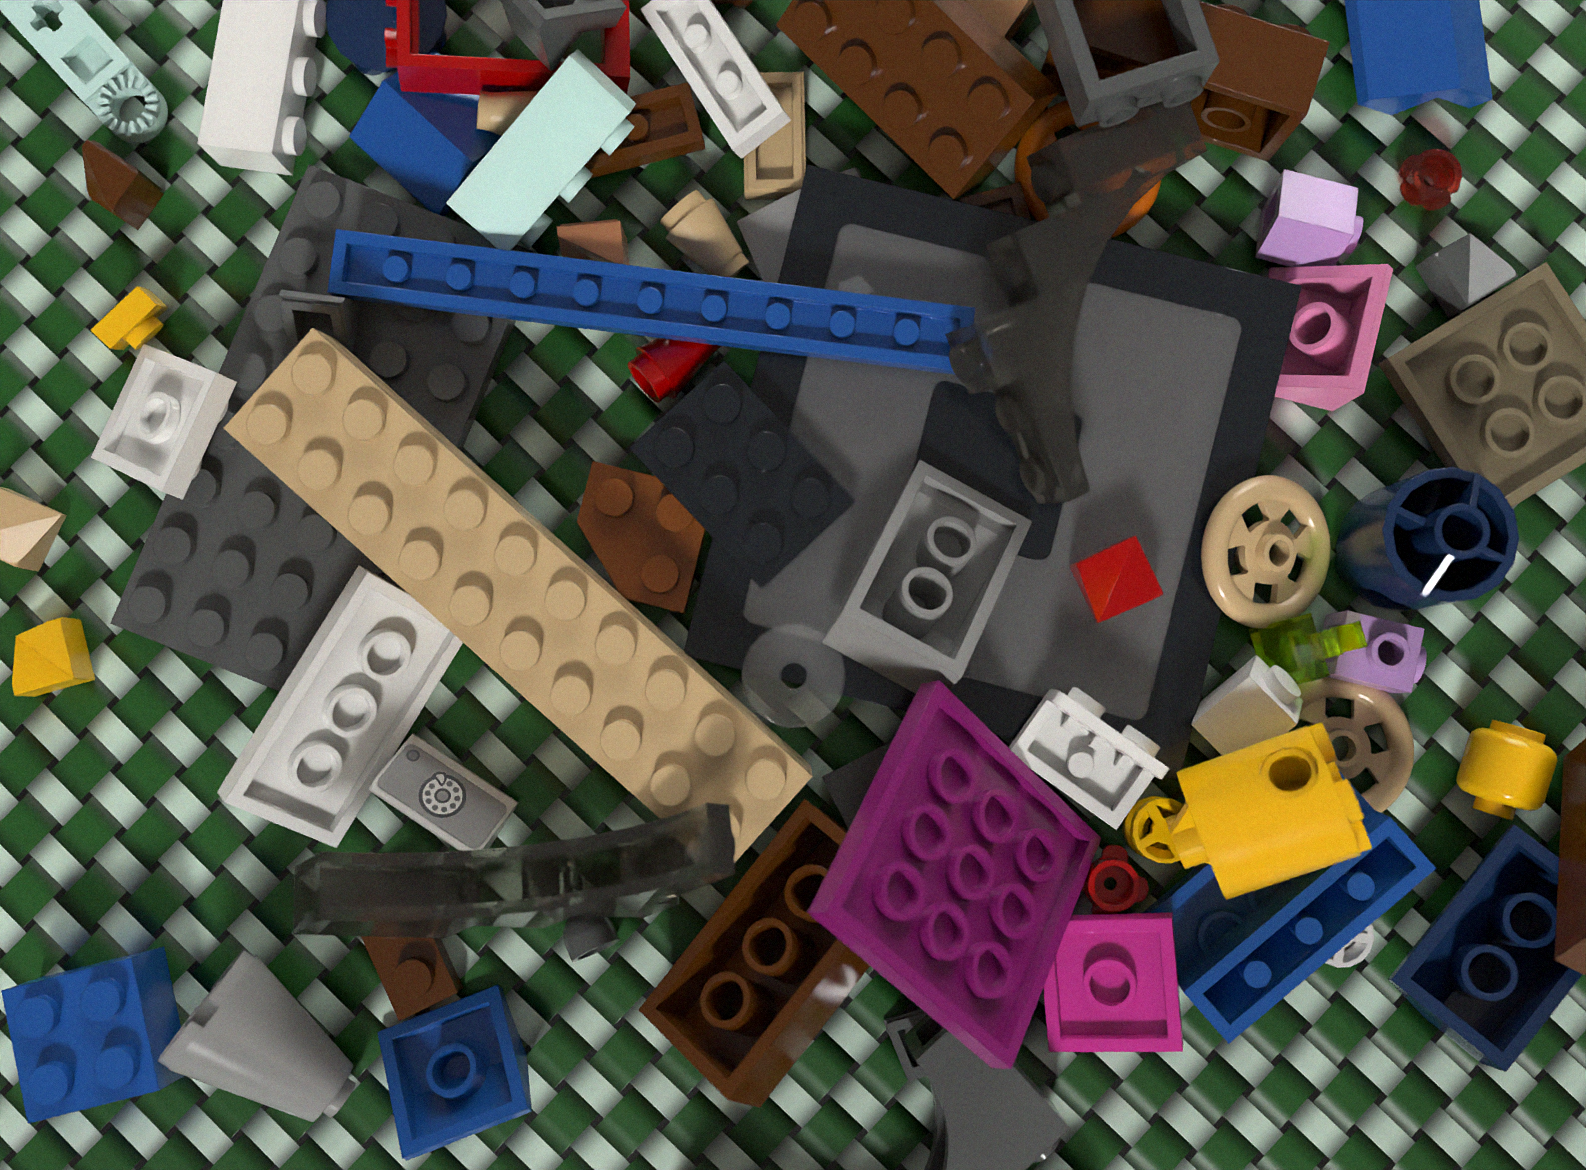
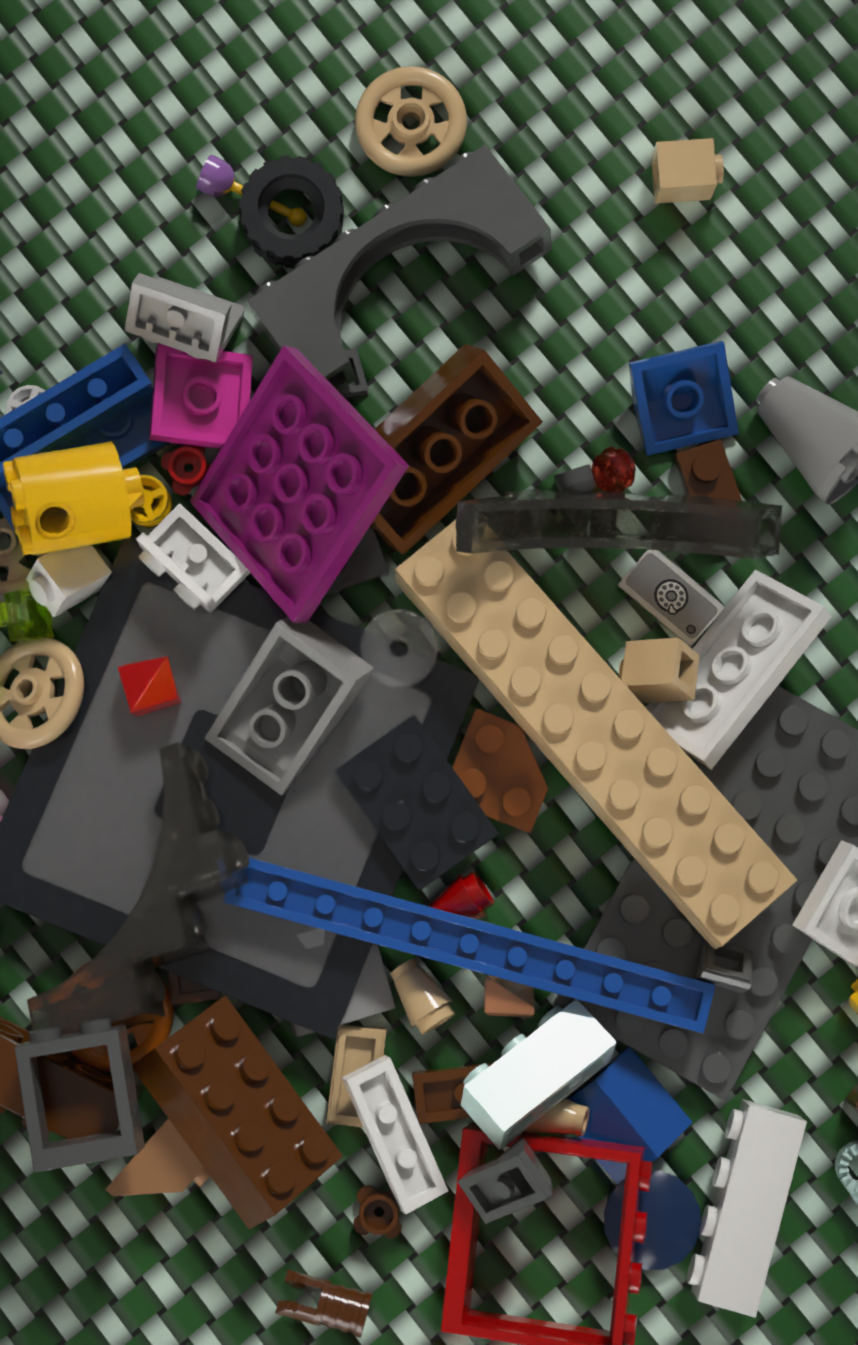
camera: 175 degrees left, 0 degrees up
(445, 691) = (660, 670): none -> tan brick
(538, 957) = (613, 470): none -> clear red plate
(1158, 1092) = (181, 317): none -> light grey bracket

